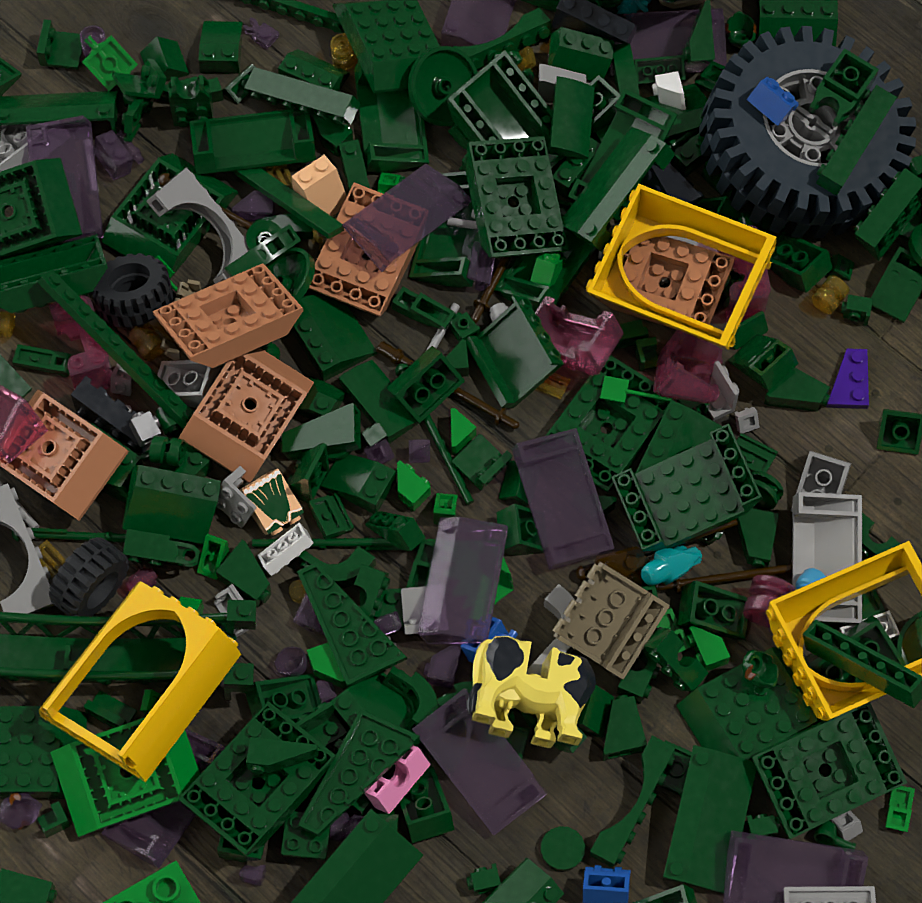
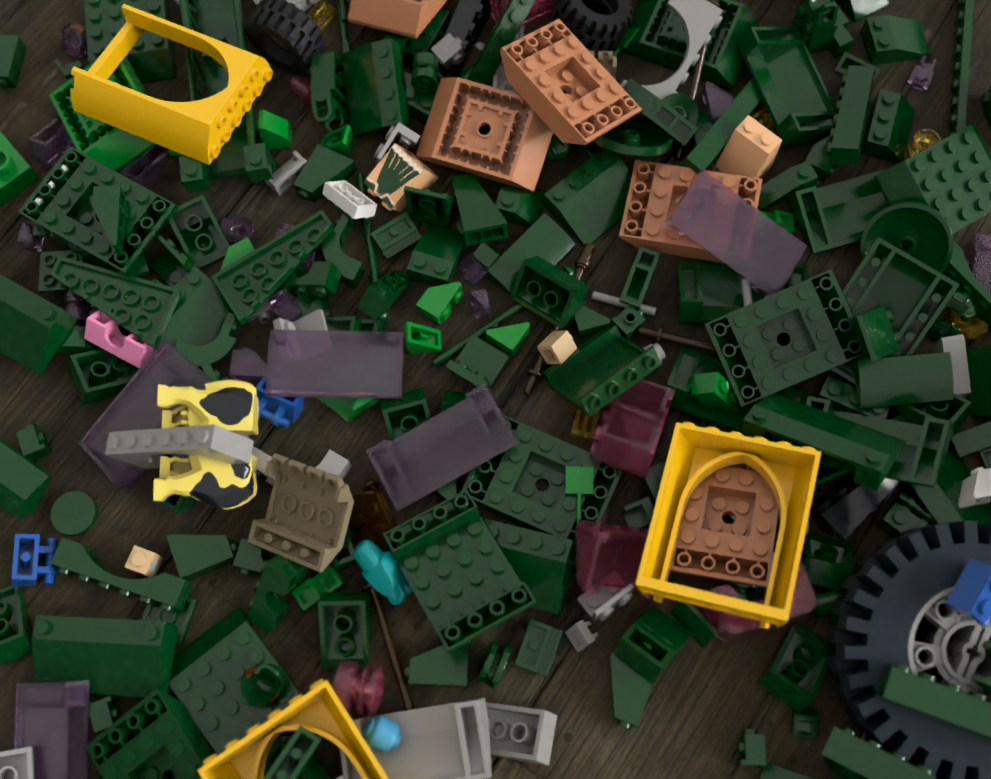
camera: 85 degrees right, 5 degrees up
(109, 710) = (174, 87): dark green panel -> none
(326, 691) = (210, 264): clear purple slope -> none
(480, 267) = (694, 321): clear purple panel -> none
(480, 389) = (557, 347): none -> tan brick
(530, 124) = (878, 332): none -> dark green slope
(536, 708) = (208, 441): none -> light grey arch
(595, 713) = (218, 521): dark green slope -> none
(624, 781) = (143, 562): none -> tan brick
(708, 648) = (301, 630): green slope -> none
(830, 294) = (763, 714): clear yellow wheel -> none
(851, 382) = (657, 754): dark purple wing -> none

